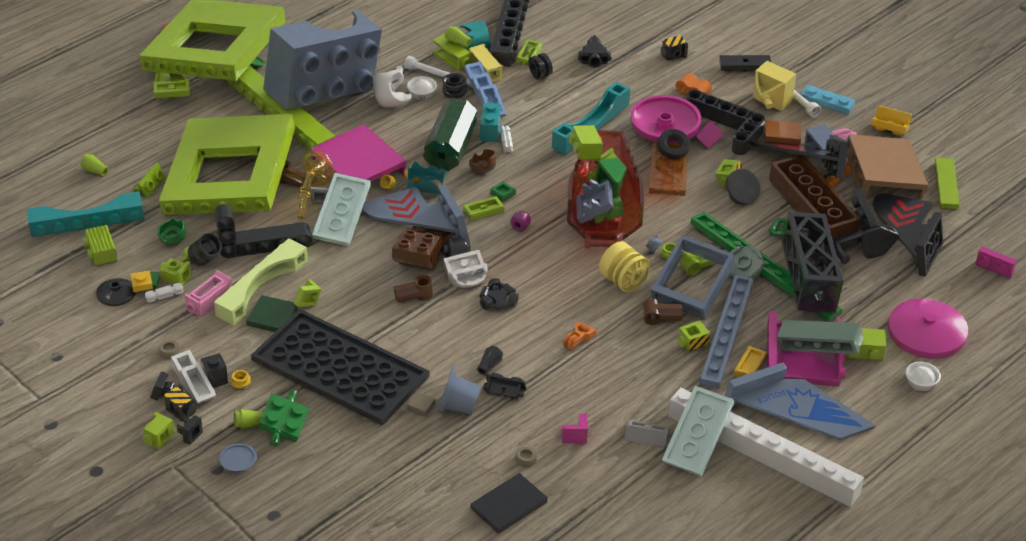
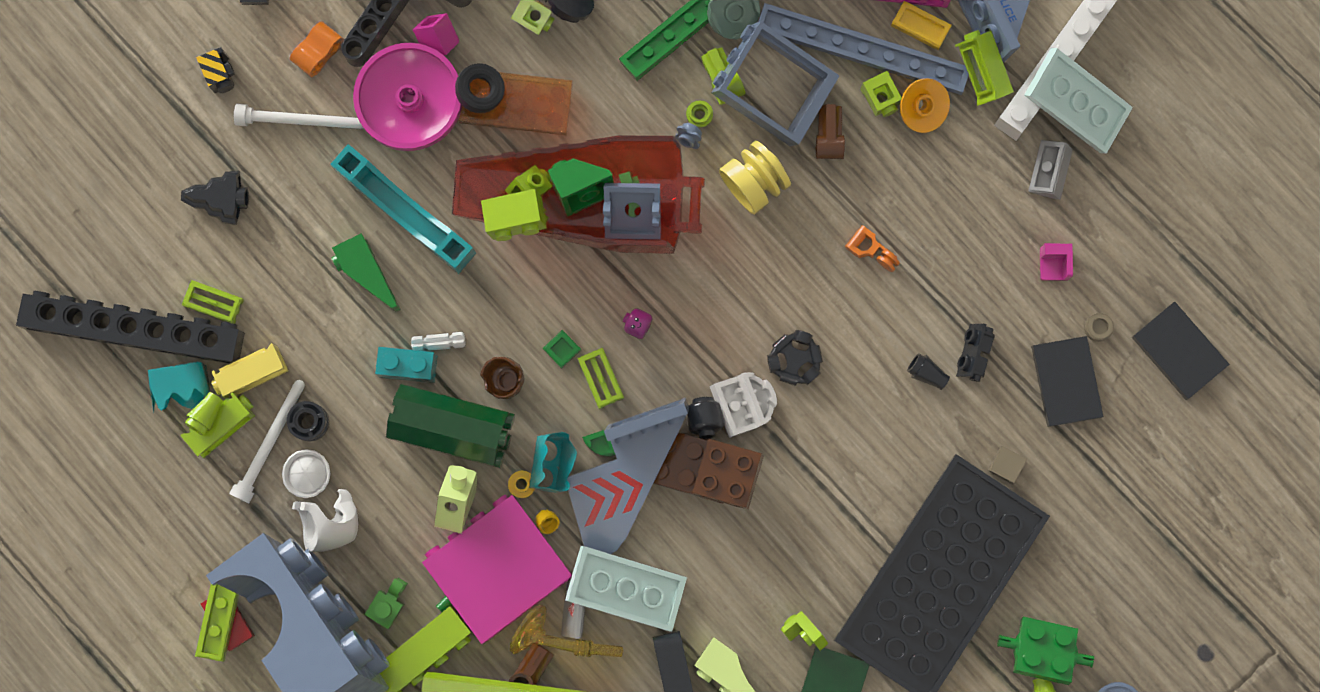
camera: 85 degrees left, 40 degrees up
(338, 119) = (386, 606): none -> bright green plate
(404, 134) = (458, 488): none -> yellowish green torso
(420, 289) = (790, 482): reddish brown piece -> none
(459, 395) = (1010, 416): sand blue container -> none
(482, 85) = (320, 373): light blue slope -> none
(484, 437) = (1067, 381): none -> black tile
(540, 66) = (264, 283): black wheel -> none
(551, 106) = (360, 264): none -> green slope
(647, 61) = (246, 115): none -> white piece
(682, 352) = (934, 107): none -> light orange dish
(719, 382) = (985, 66): none -> lime window

